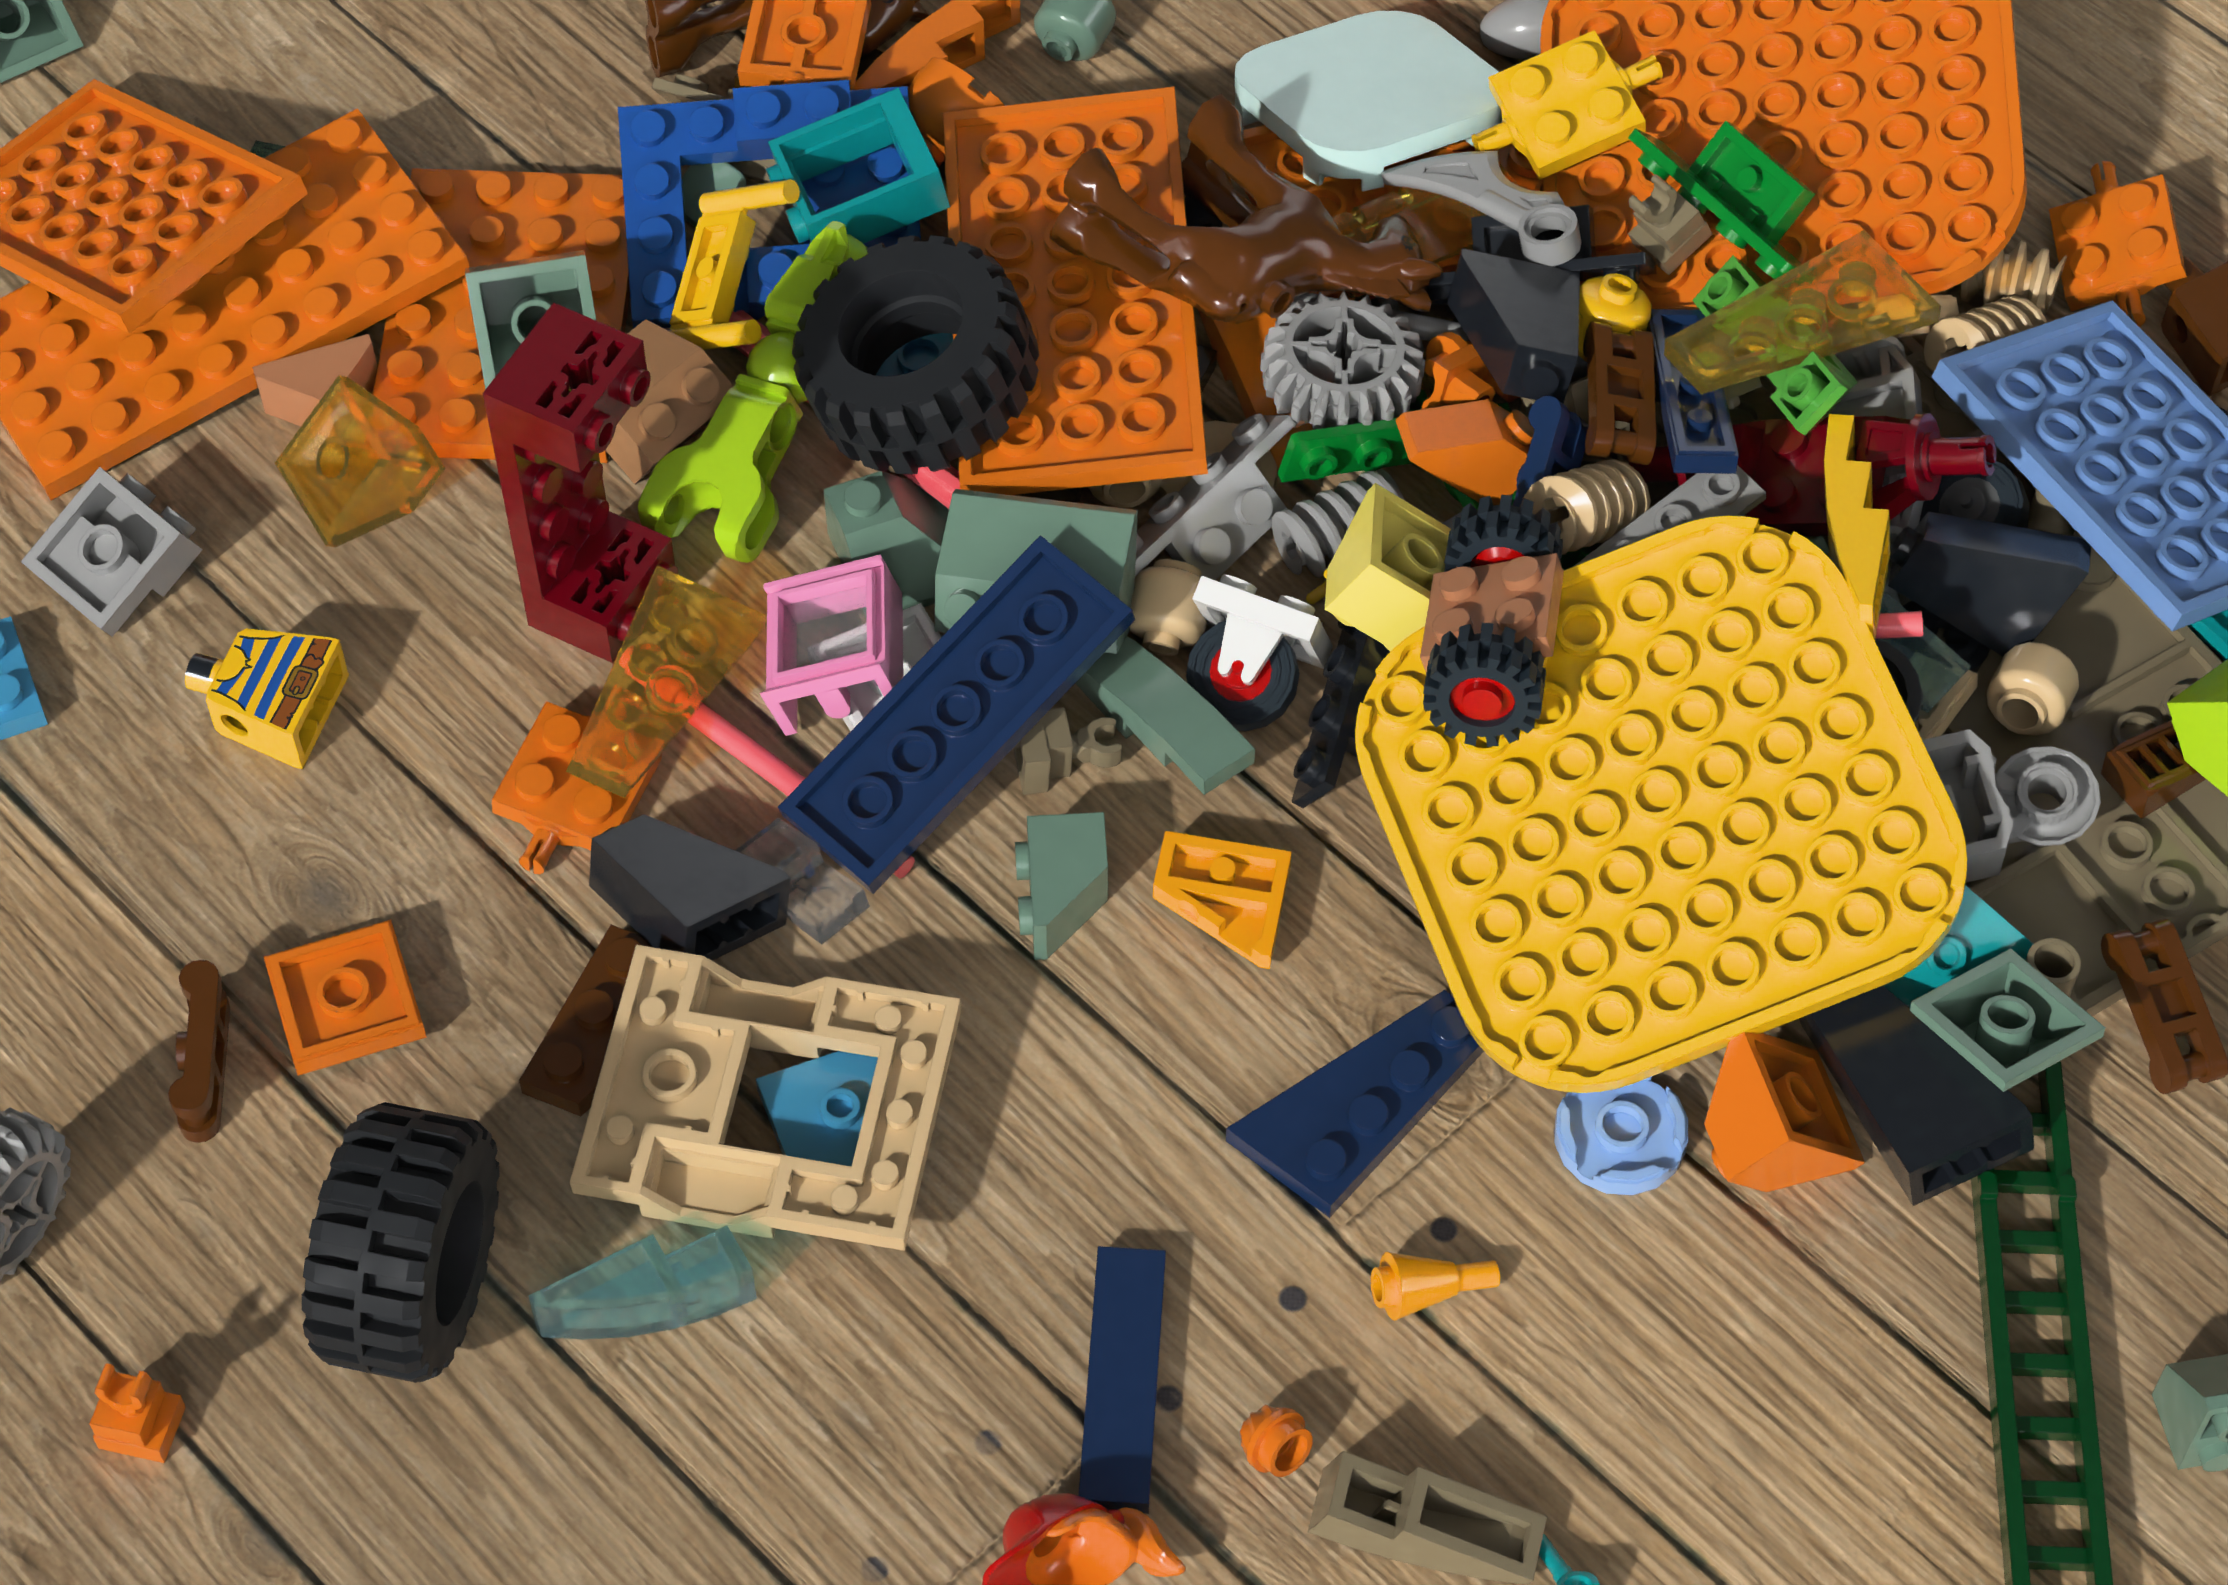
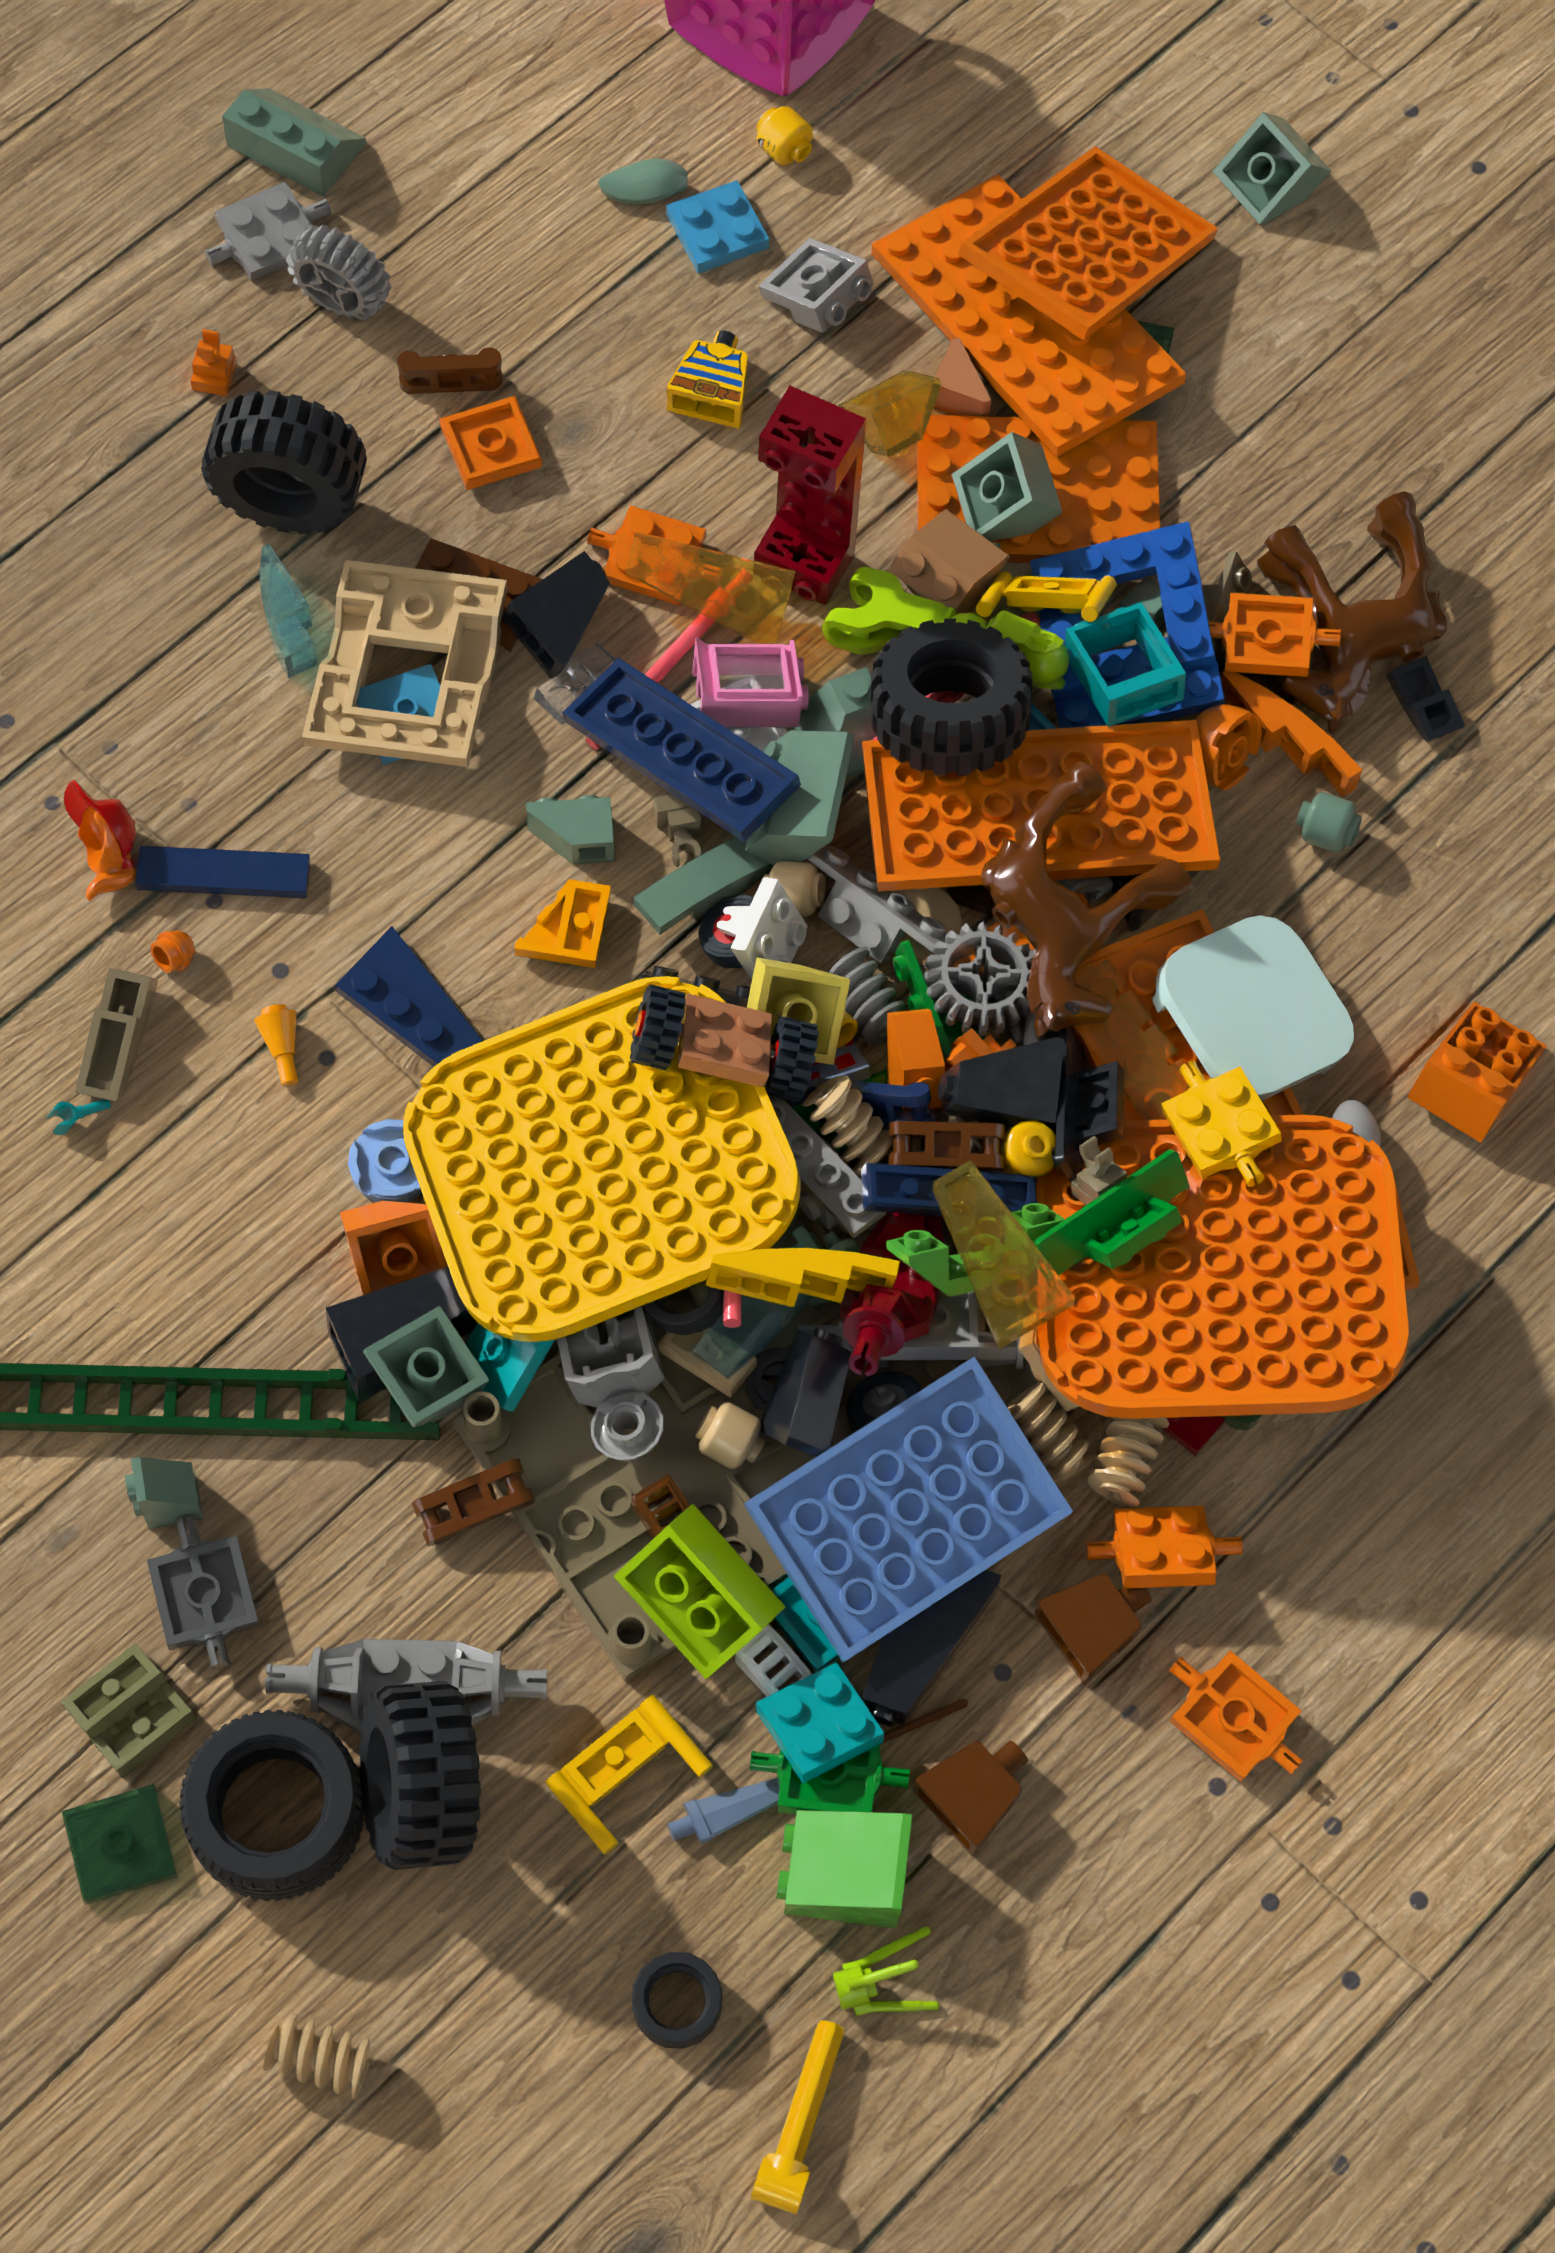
camera: 85 degrees right, 10 degrees up
(1479, 183) = (1148, 1059): light grey piece -> none

